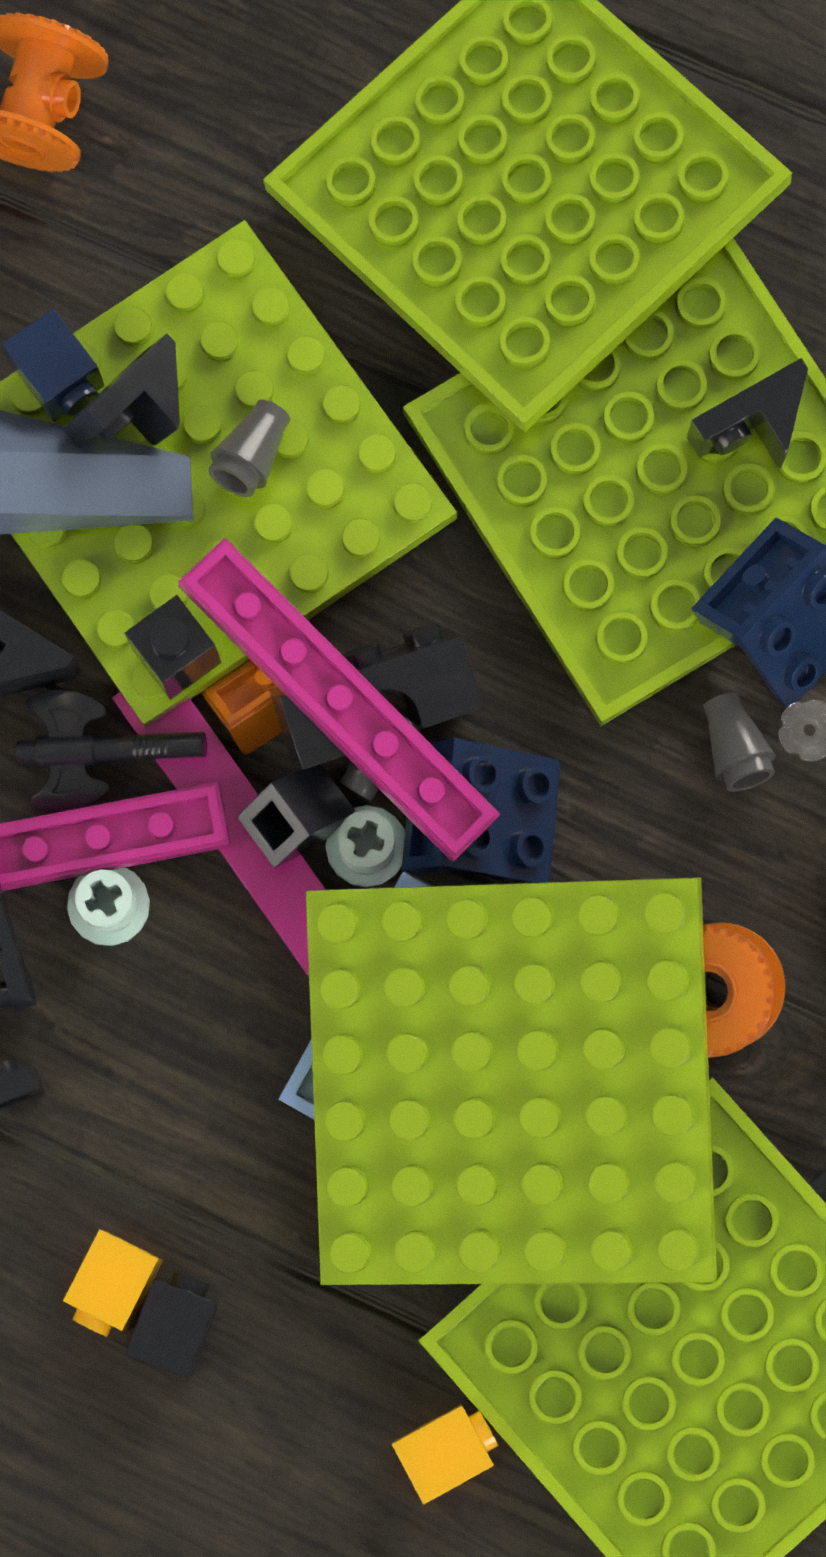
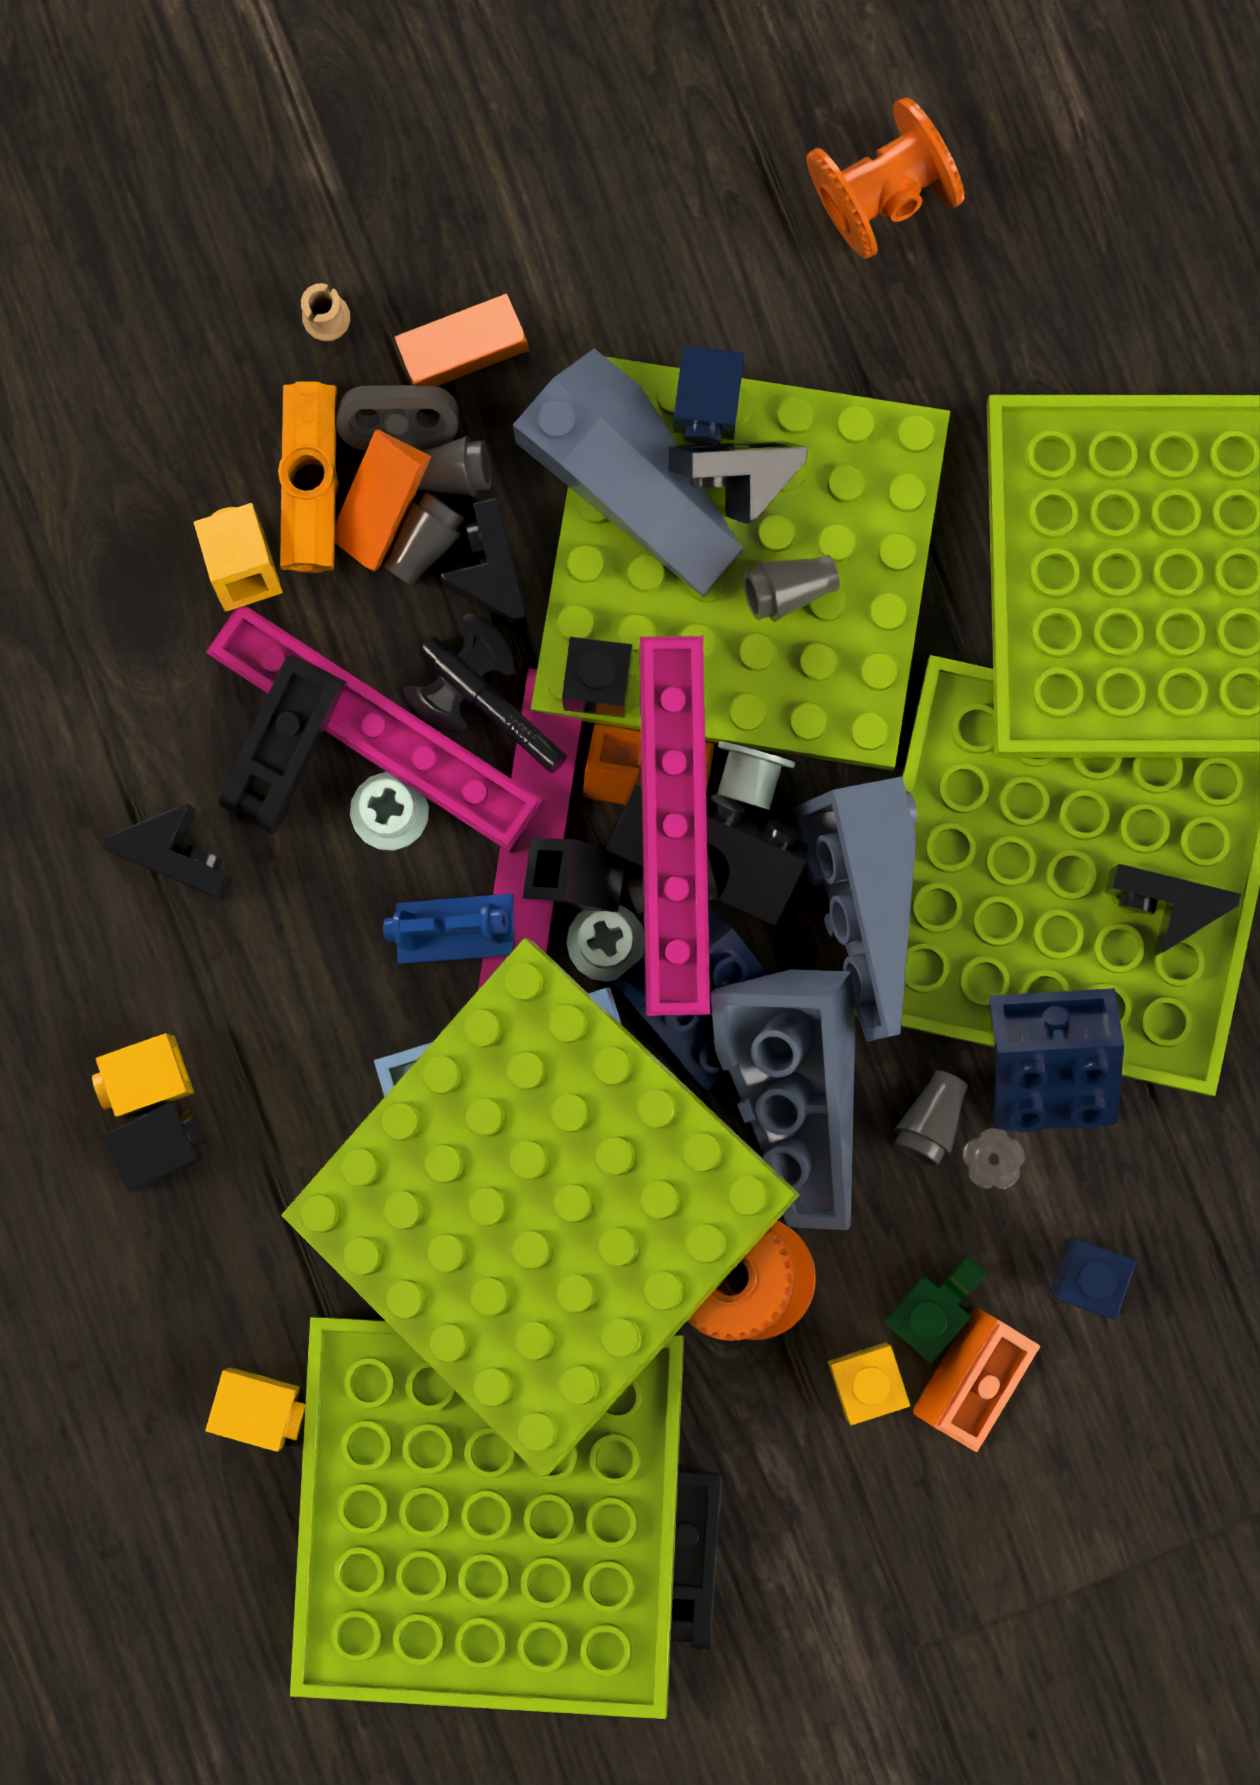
camera: 50 degrees right, 5 degrees up
(243, 943) = (452, 929): none -> blue hinge
(355, 615) = (750, 775): none -> light aqua piece
(513, 605) = (864, 857): none -> sand blue wedge
(597, 801) = (793, 1067): none -> sand blue wedge

